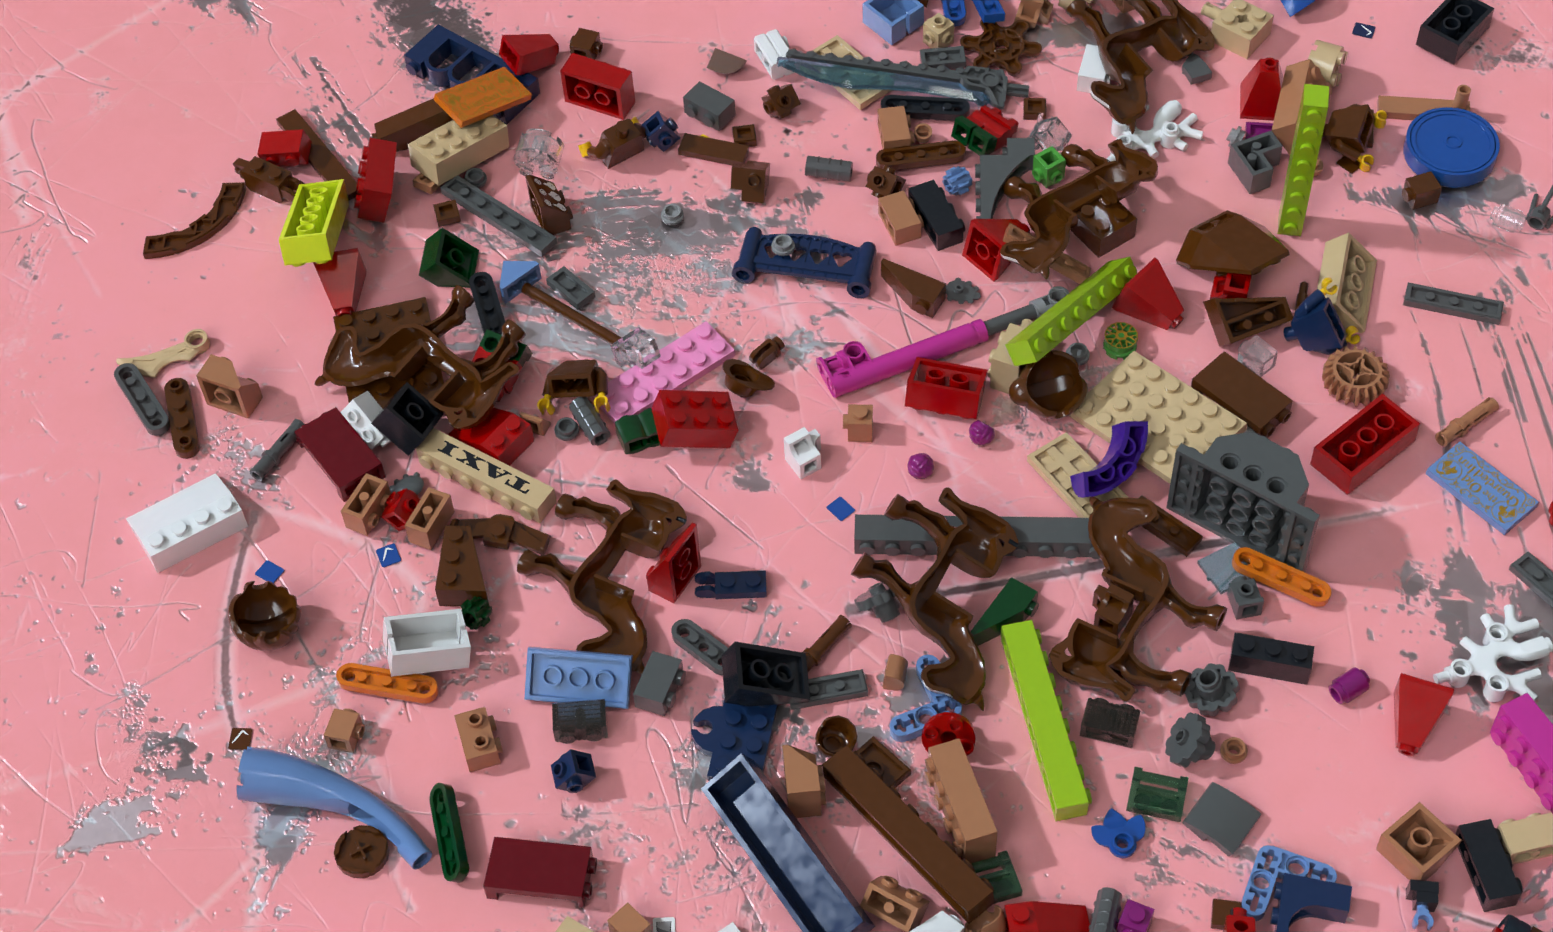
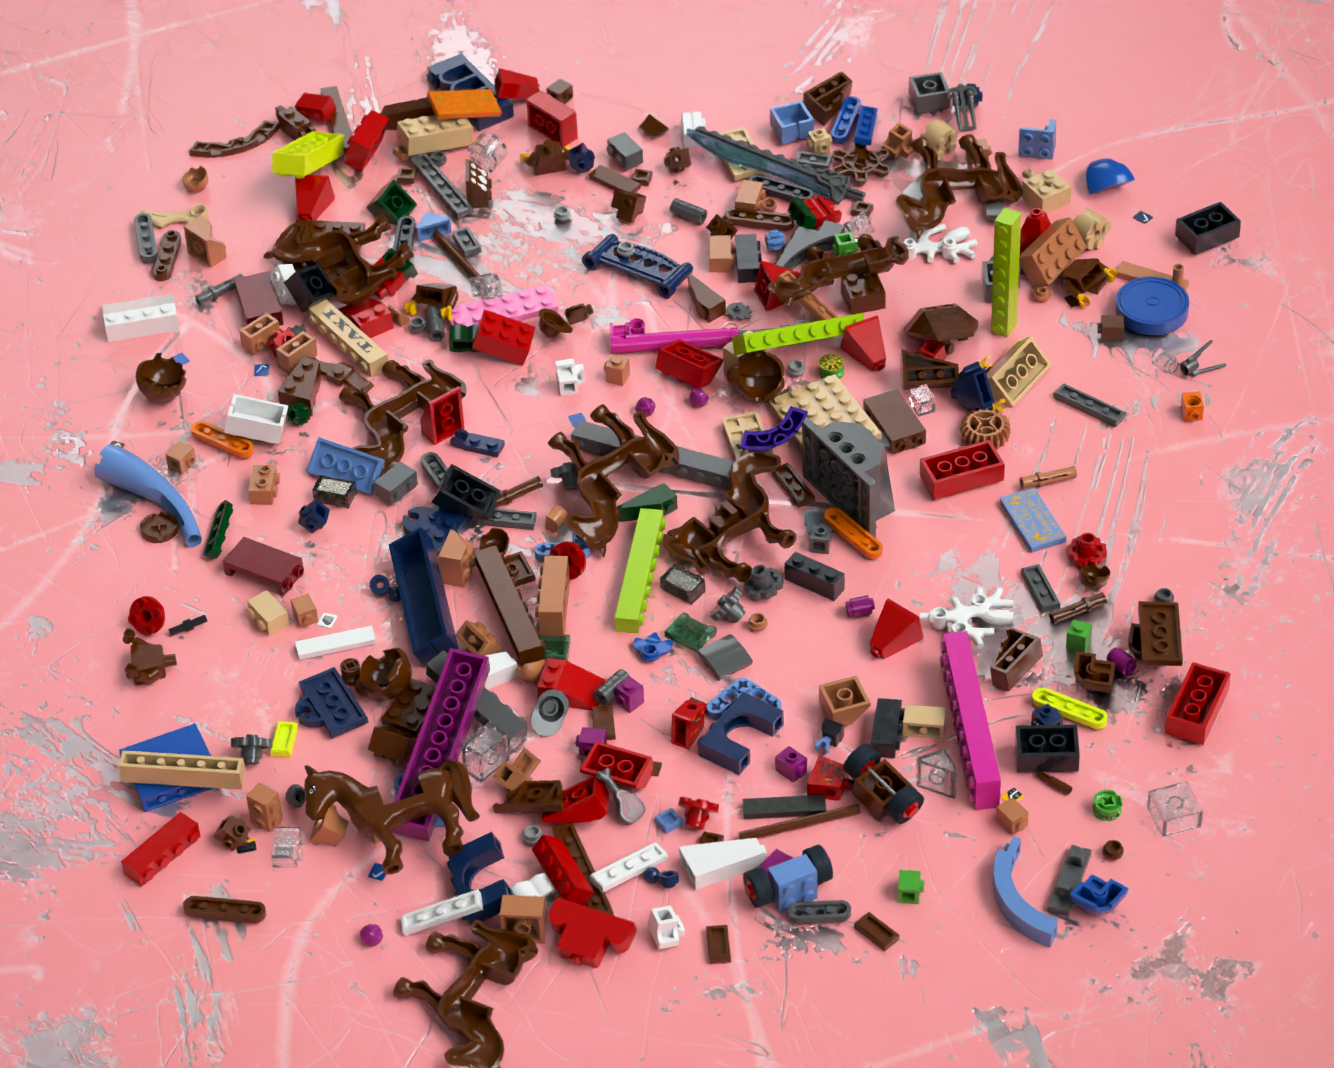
camera: 20 degrees right, 10 degrees down
(171, 293) = (195, 178): none -> nougat hair
(736, 857) = (392, 592): none -> dark blue plate

